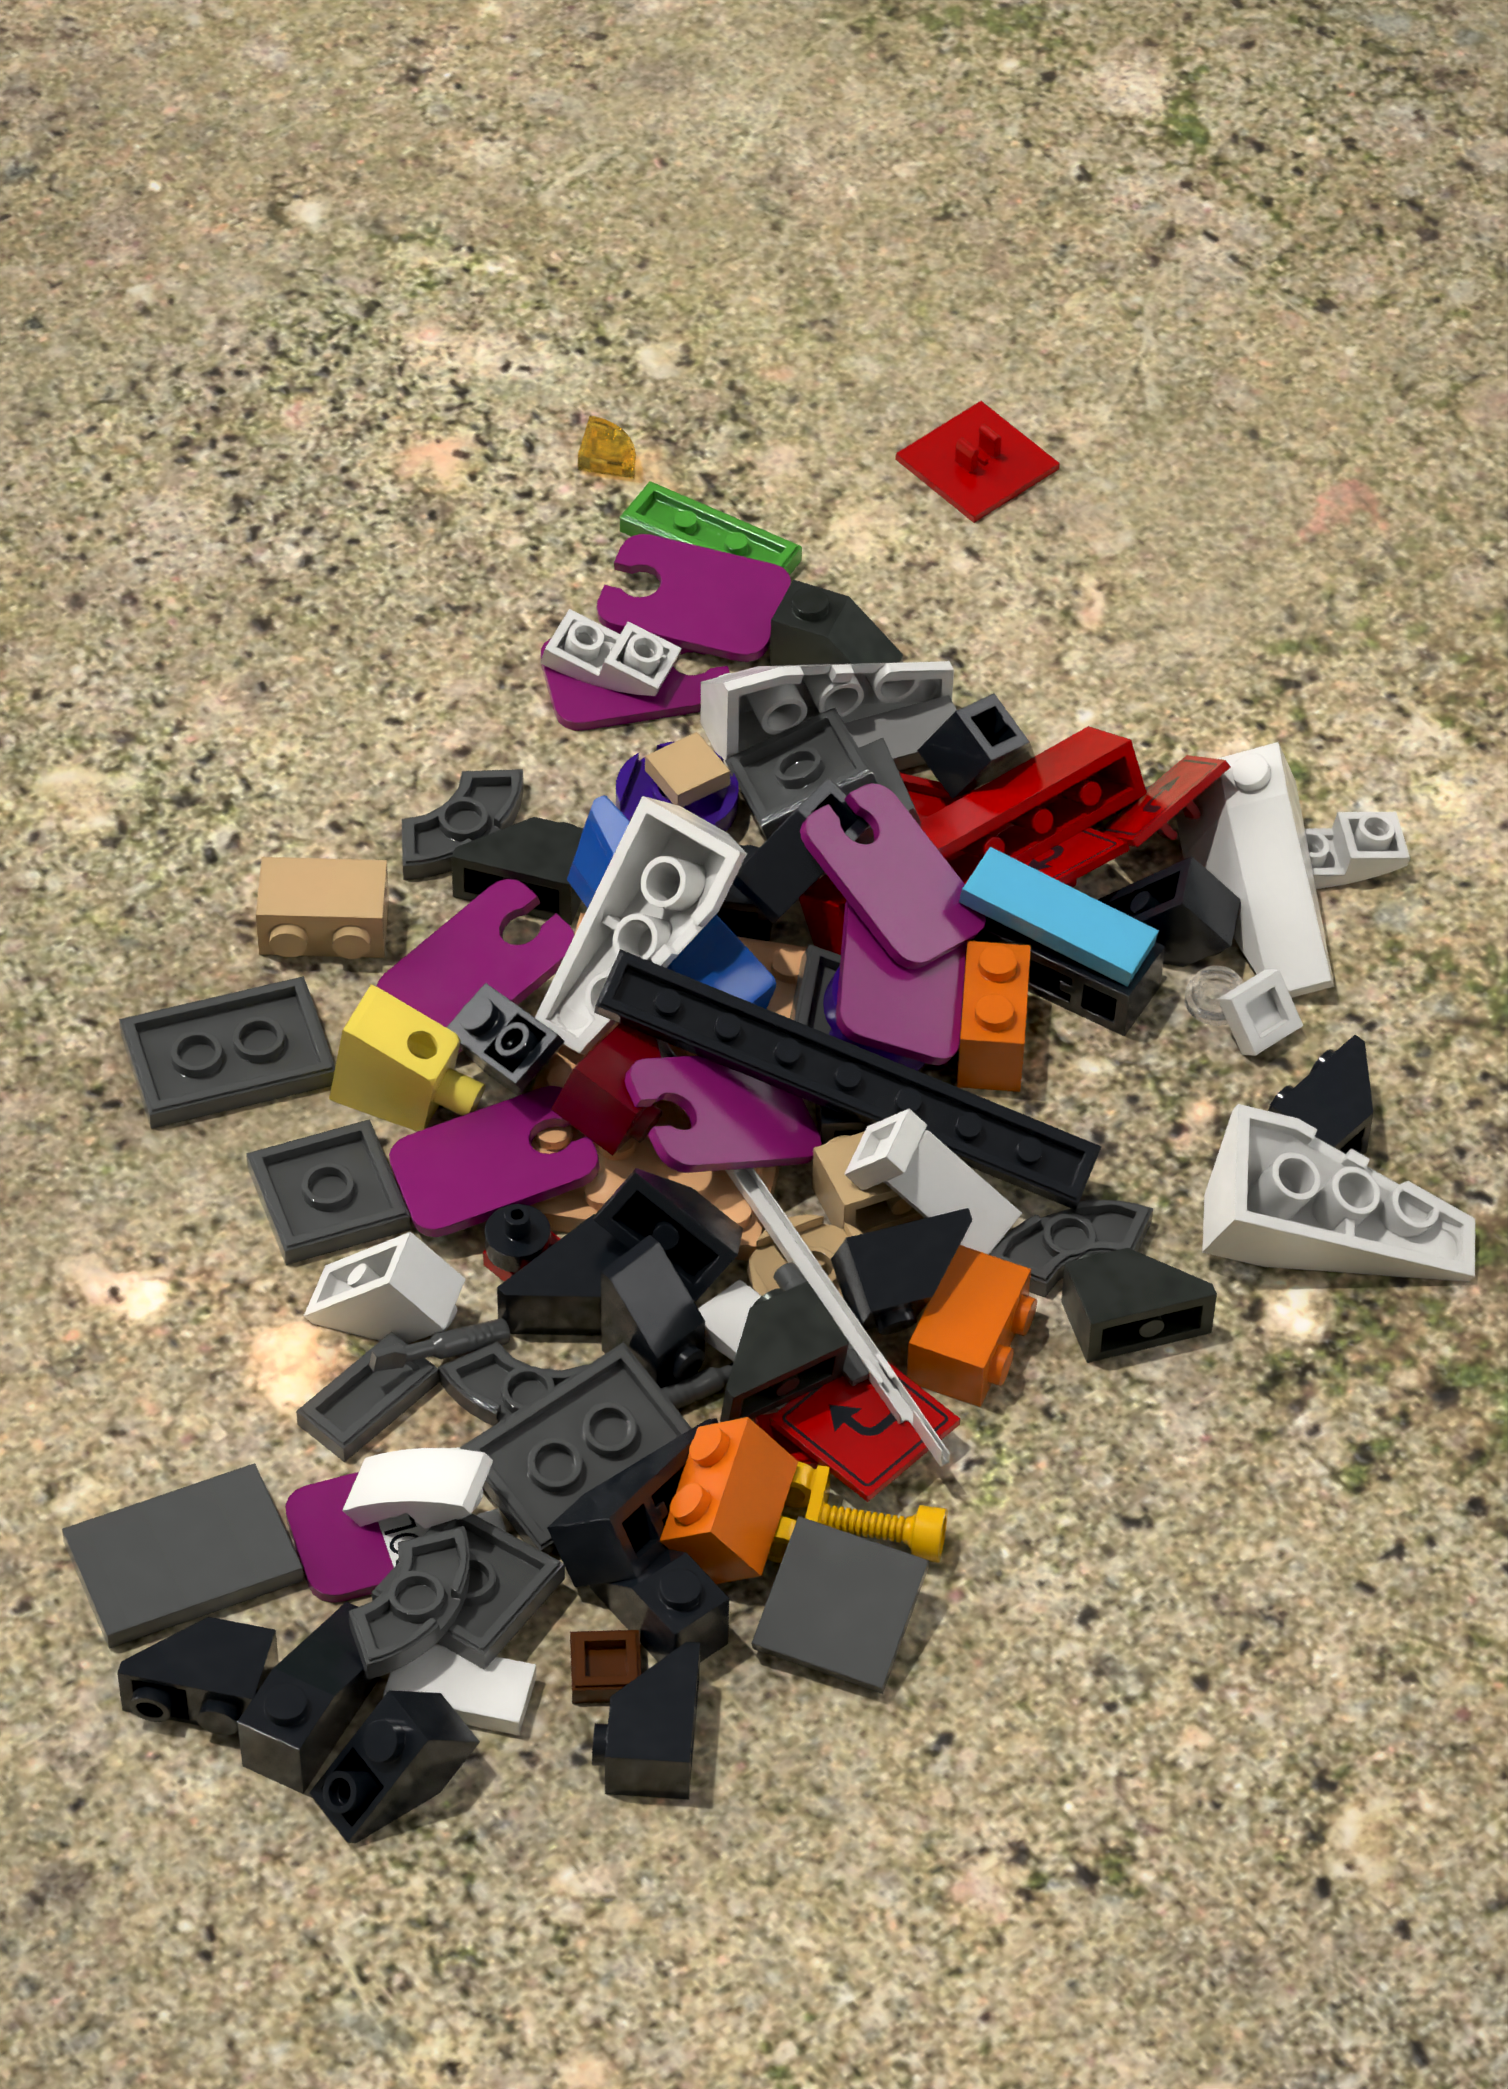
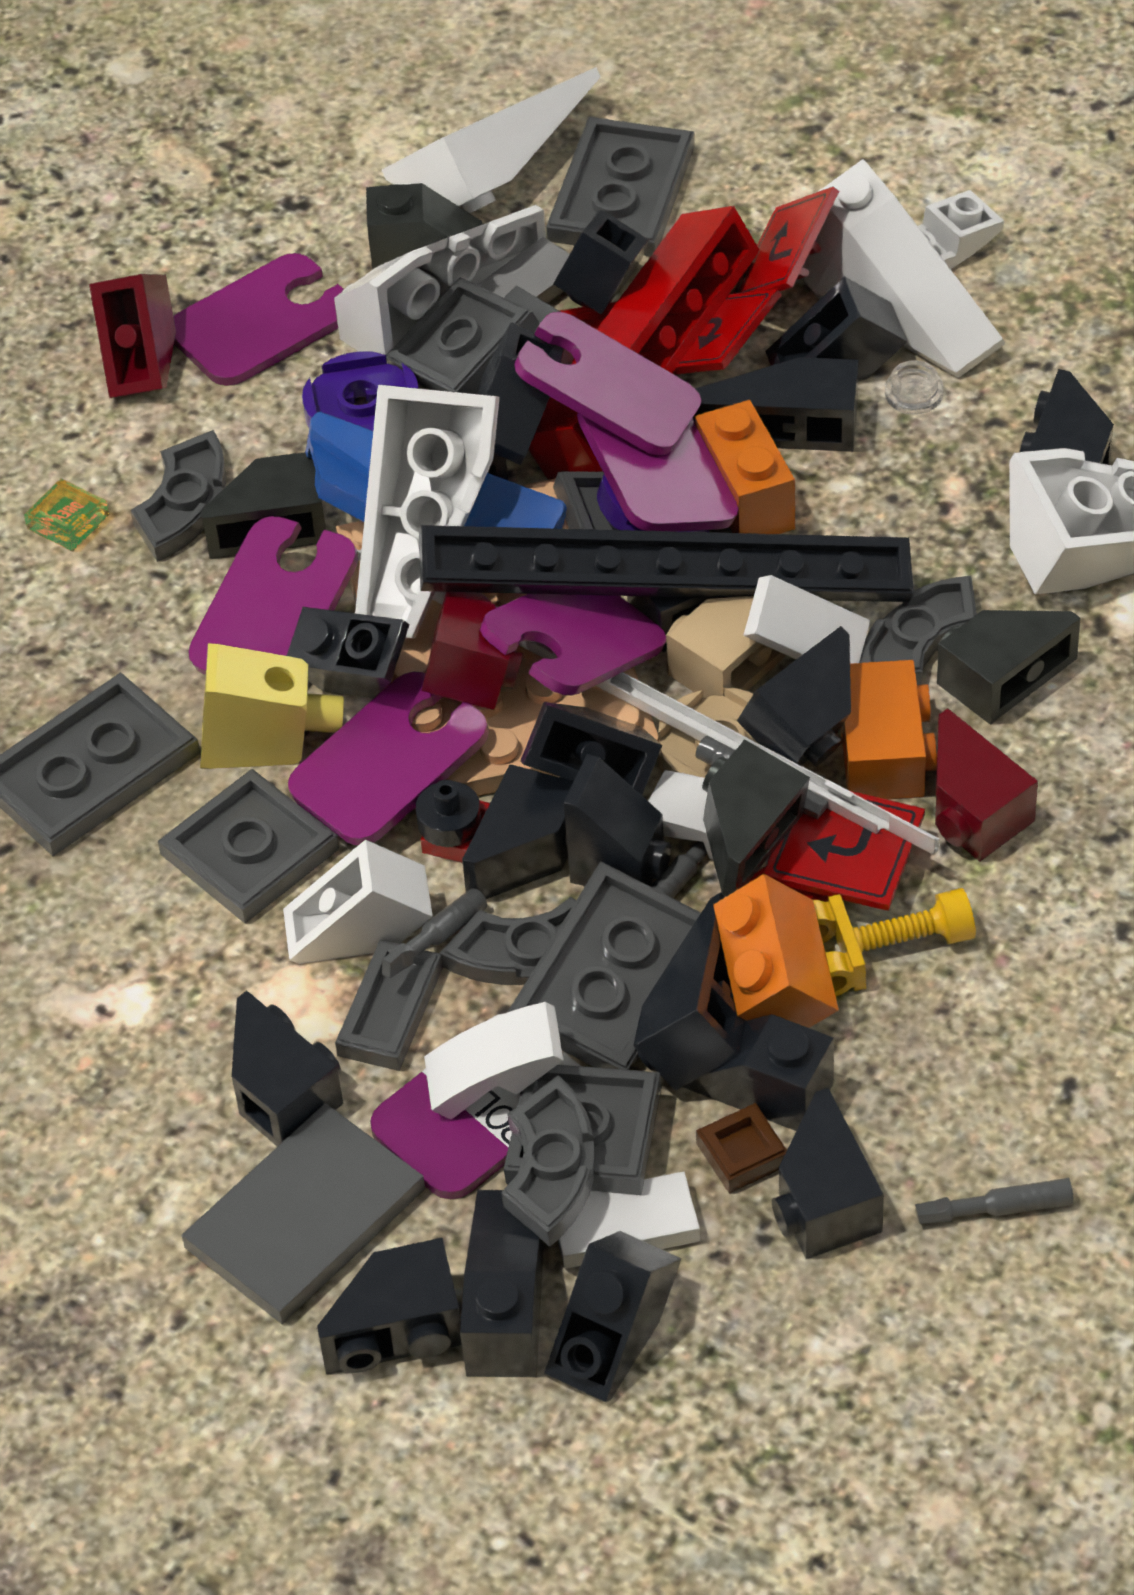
camera: 20 degrees left, 0 degrees up
(224, 1416) = (278, 1072): none -> black slope
(322, 907) = (106, 607): tan brick -> none
(343, 799) = (66, 514): none -> clear yellow tile
(500, 641) = (134, 332): none -> dark red slope
(599, 656) = (252, 311): white slope -> none
(606, 449) = (130, 151): clear yellow tile -> none
(682, 519) = (261, 190): bright green tile -> none
(687, 770) = (360, 372): tan tile -> none
(704, 597) = (284, 238): magenta piece -> none
(809, 1818) = (999, 1201): none -> dark grey piece
(840, 1604) = (920, 1006): dark grey tile -> none
(885, 1149) = (738, 607): white tile -> none
(944, 587) = (492, 150): none -> white wedge
(977, 461) = (448, 52): red piece -> none
(1021, 1422) = (979, 790): none -> dark red slope
(1058, 916) = (762, 366): medium azure tile -> none
(1064, 668) = (626, 172): none -> dark grey tile
(1260, 1012) = (961, 385): white tile -> none

